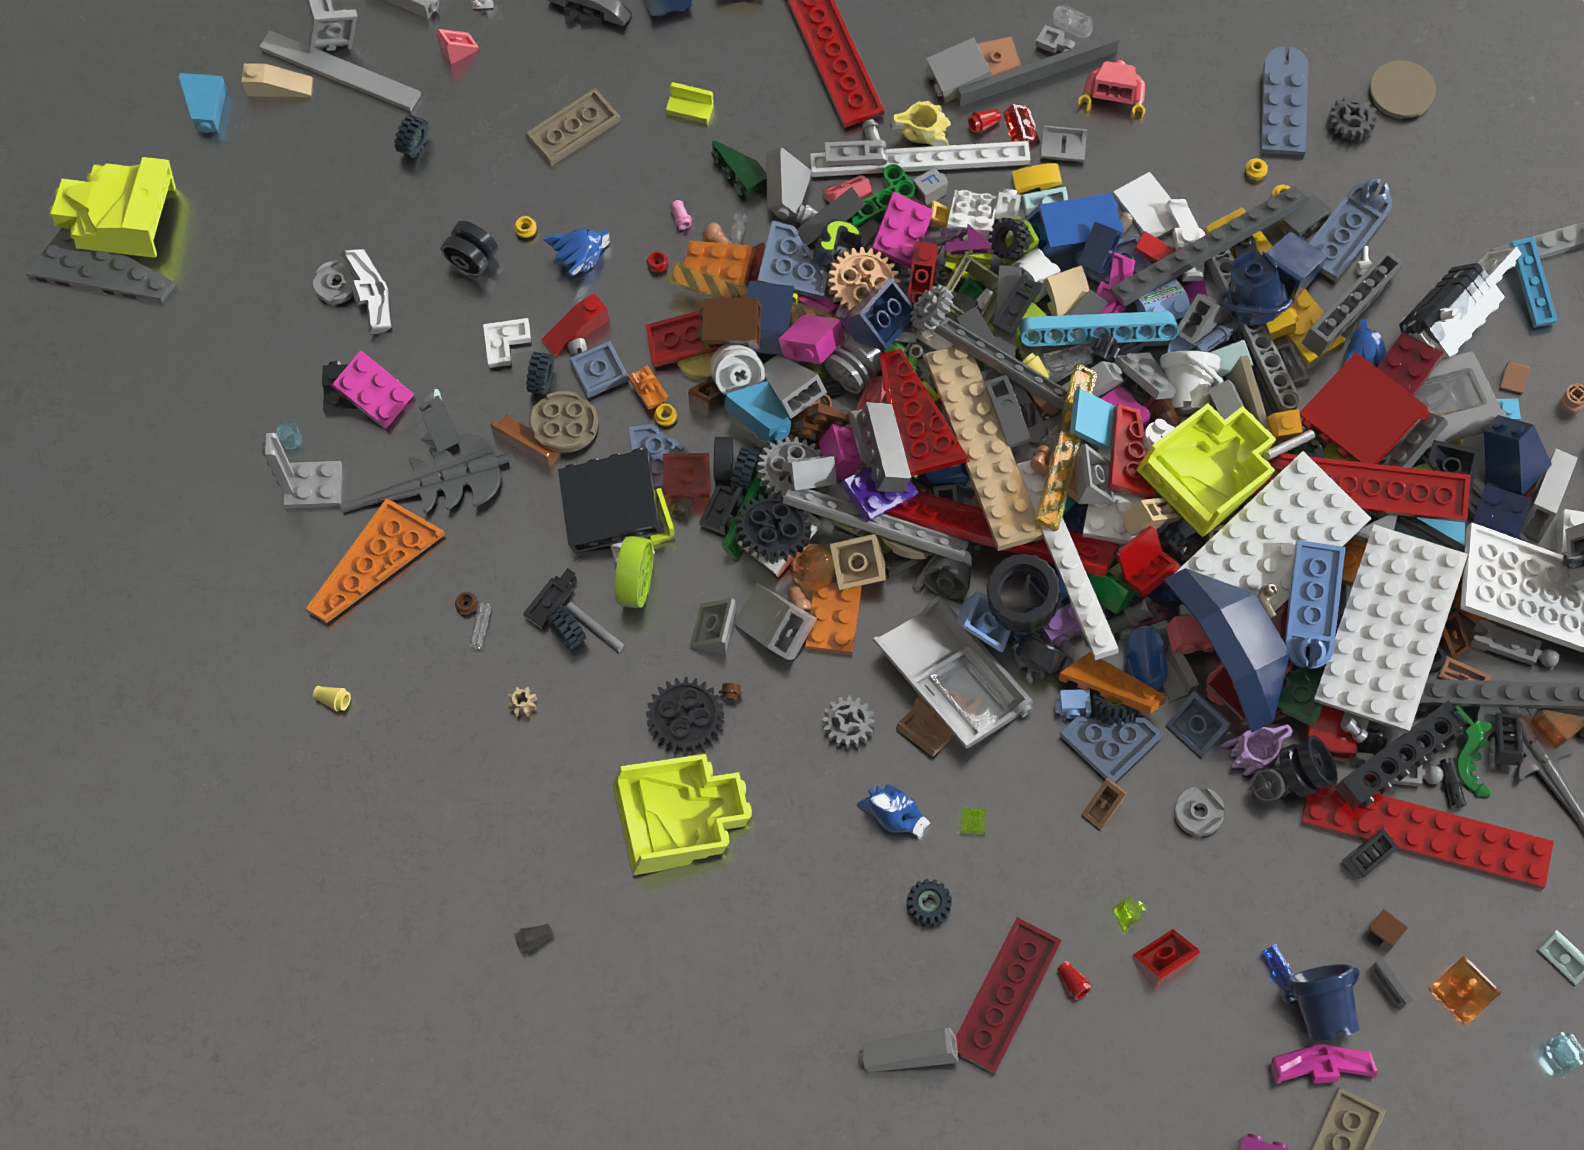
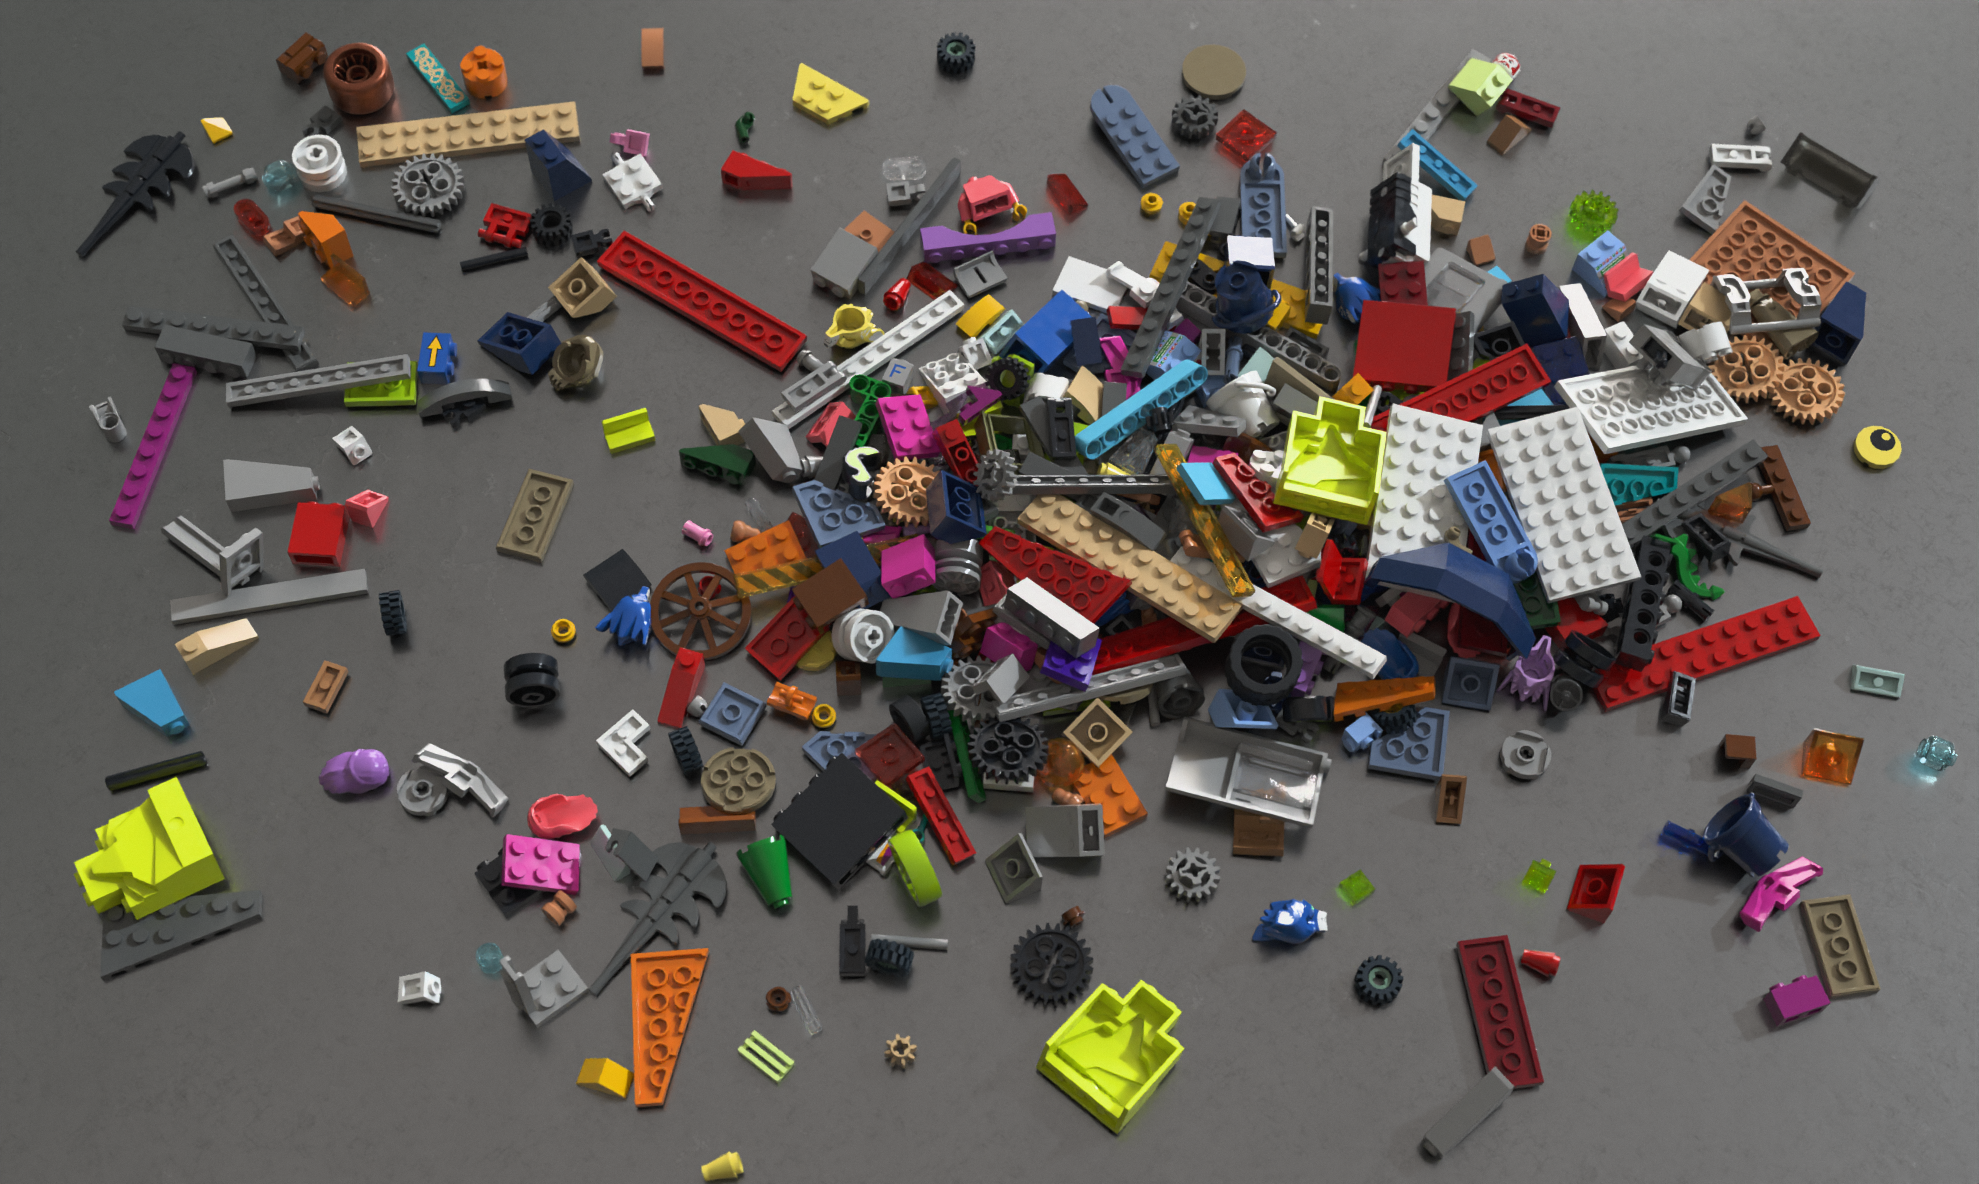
camera: 40 degrees left, 5 degrees down
(169, 149) = (155, 770): none -> black axle
(226, 424) = (419, 988): none -> white bracket
(299, 238) = (355, 772): none -> medium lavender hair
(302, 576) = (606, 1077): none -> yellow slope
(327, 162) = (325, 686): none -> medium nougat plate
(358, 432) = (559, 908): none -> nougat wheel
(406, 44) = (318, 534): none -> red brick
(415, 363) = (560, 815): none -> coral hair
(421, 621) = (742, 1050): none -> yellowish green tile
(531, 502) = (768, 869): none -> green cone
(594, 211) = (616, 579): none -> black slope
(636, 278) = (701, 616): none -> reddish brown wheel
(669, 549) = (920, 830): none -> teal hand
(690, 547) = (940, 815): none -> red plate
(697, 27) = (575, 362): none -> dark tan helmet
(762, 140) = (722, 425): none -> tan slope
(1134, 134) = (945, 244): none -> medium lavender arch
(1191, 118) = (1066, 193): none -> clear red slope
(1385, 159) = (1246, 135): none -> clear red plate
(1473, 648) = (1638, 481): none -> teal wing
(1507, 327) = (1446, 214): none -> tan slope

